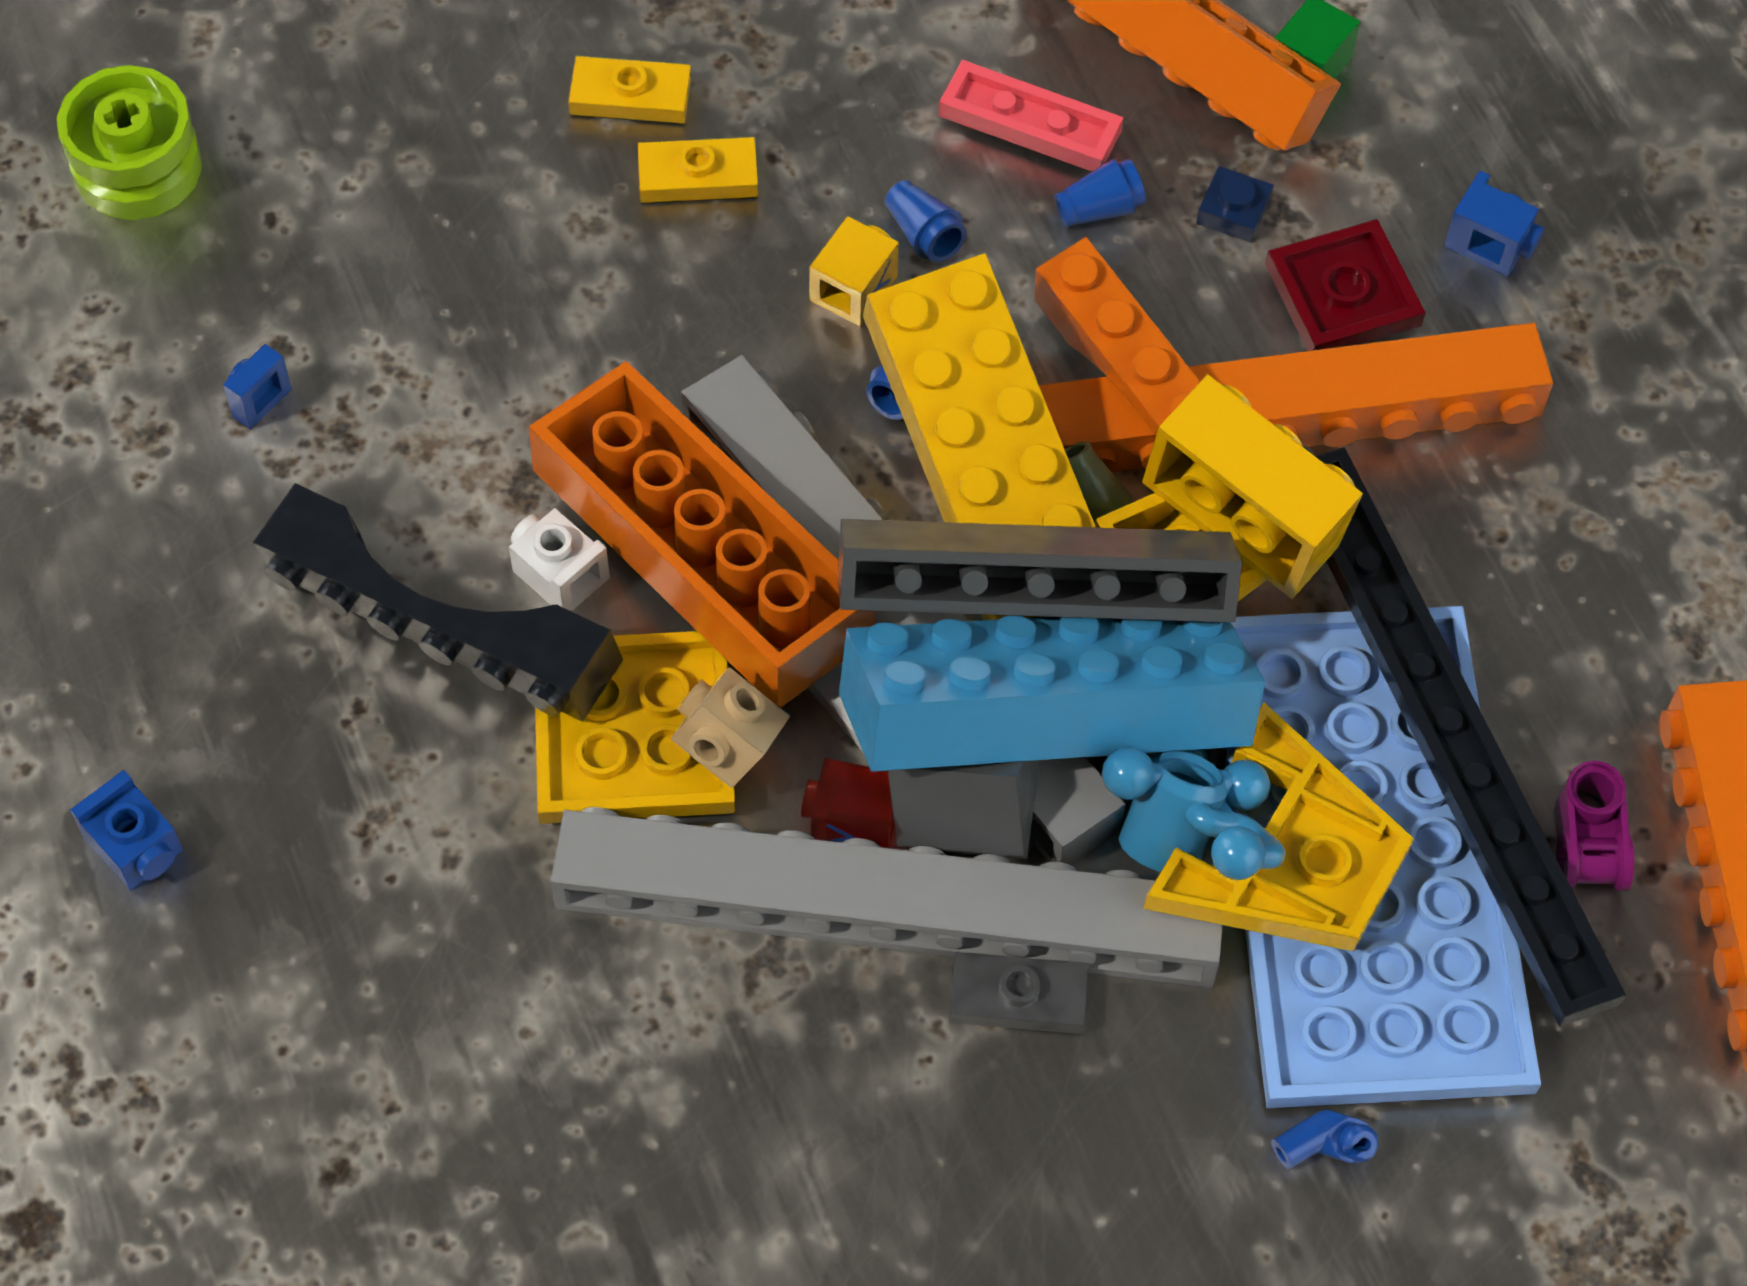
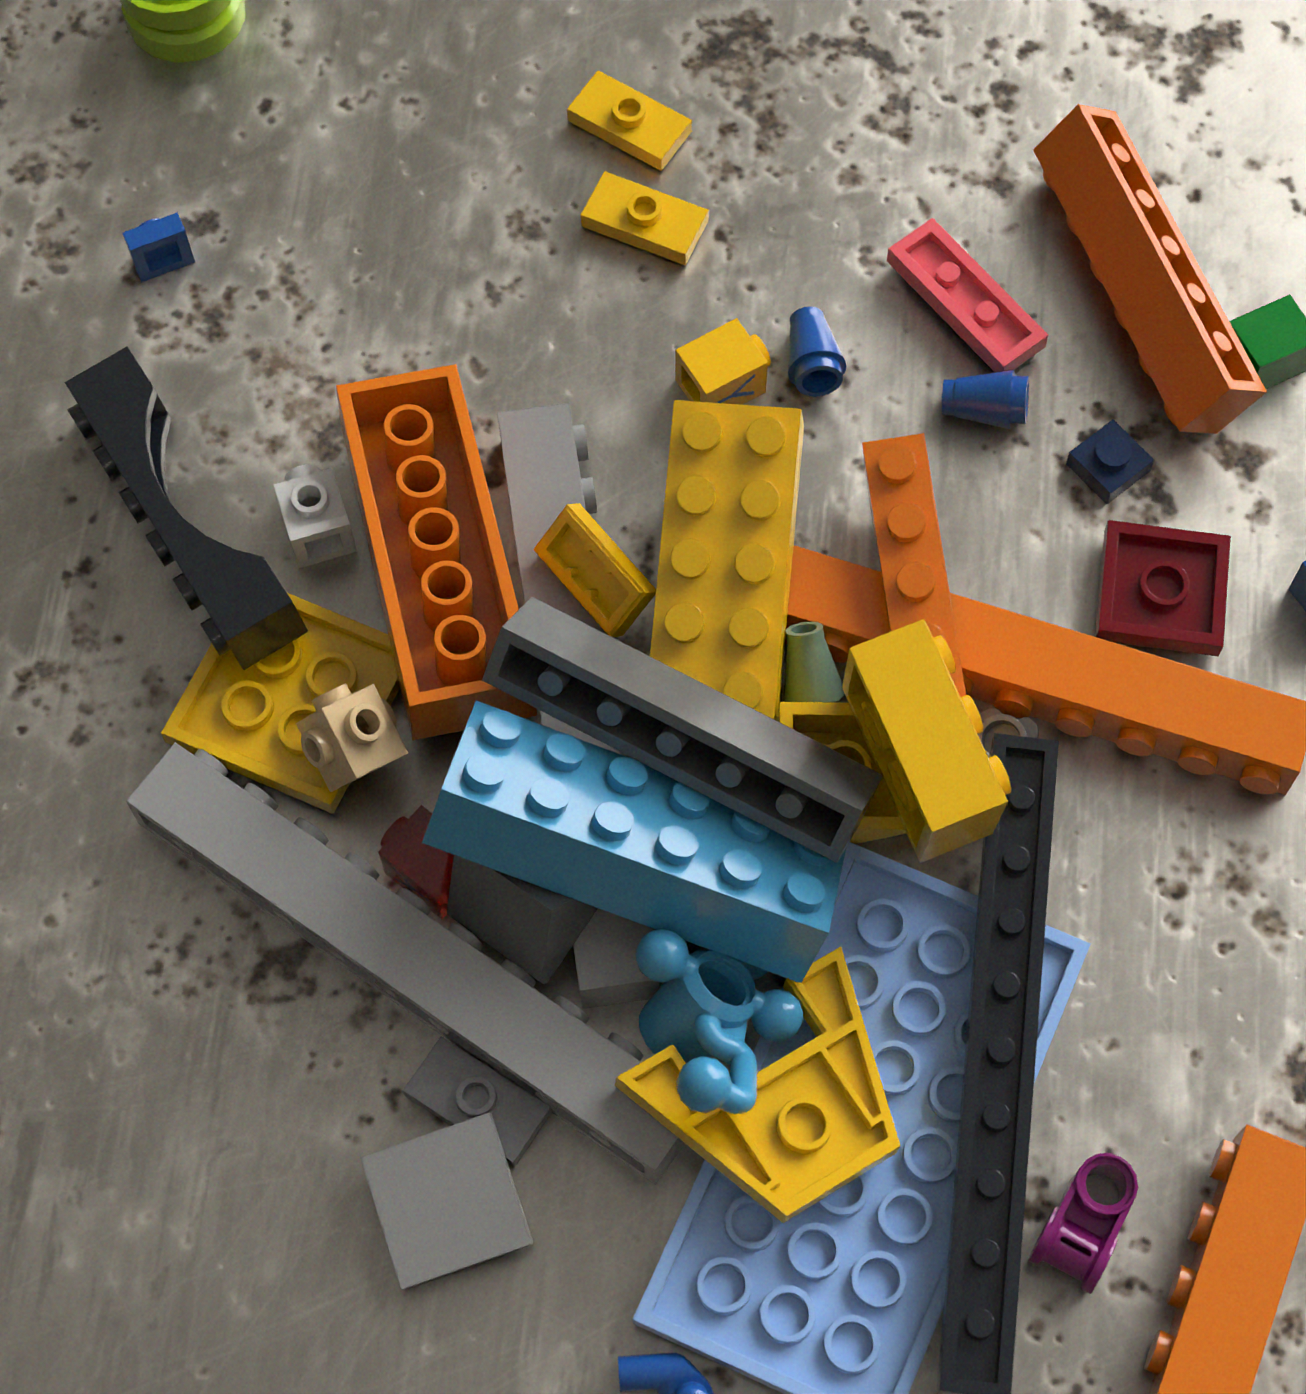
camera: 30 degrees right, 5 degrees up
(861, 480) = (595, 570): none -> yellow plate
(1047, 1085) = (446, 1201): none -> light grey tile

